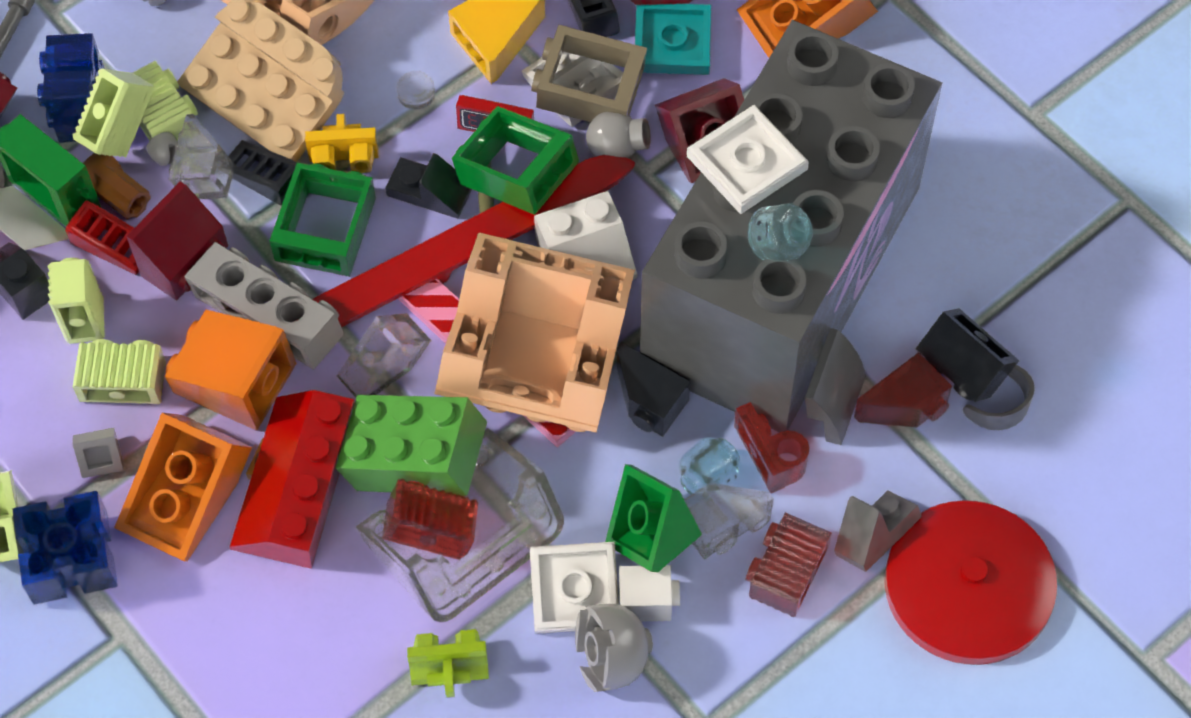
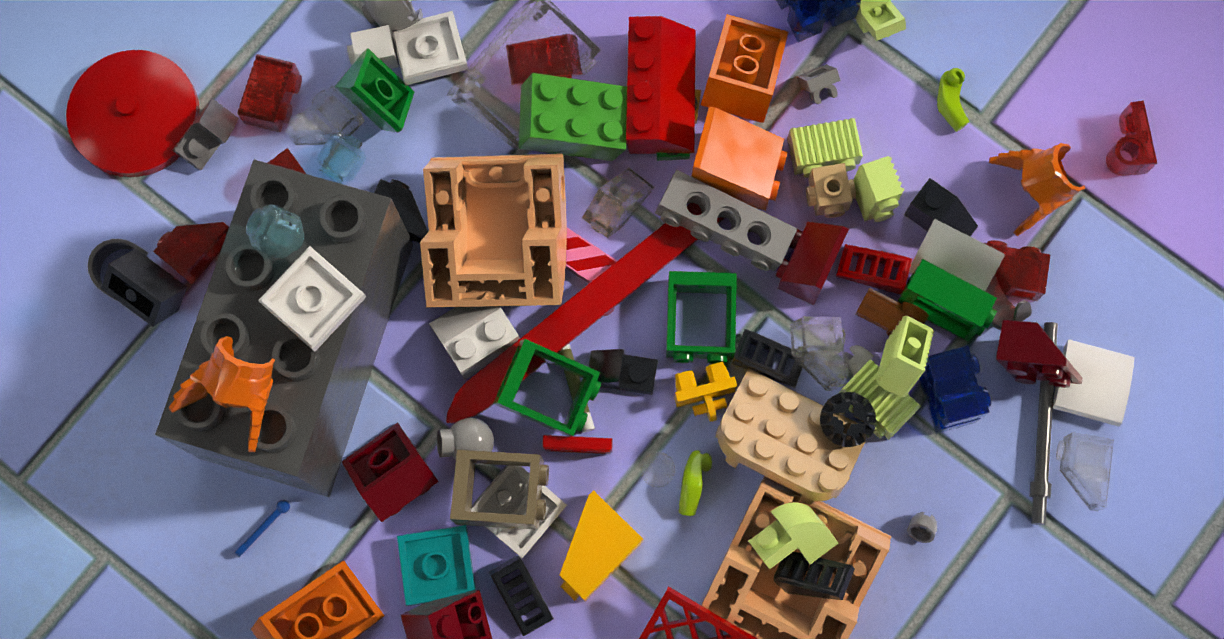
camera: 170 degrees right, 15 degrees up
(130, 315) = (830, 190): none -> tan brick
(200, 88) = (857, 433): none -> black gear
(380, 69) = (692, 482): none -> lime arm
(843, 75) = (230, 384): none -> orange helmet

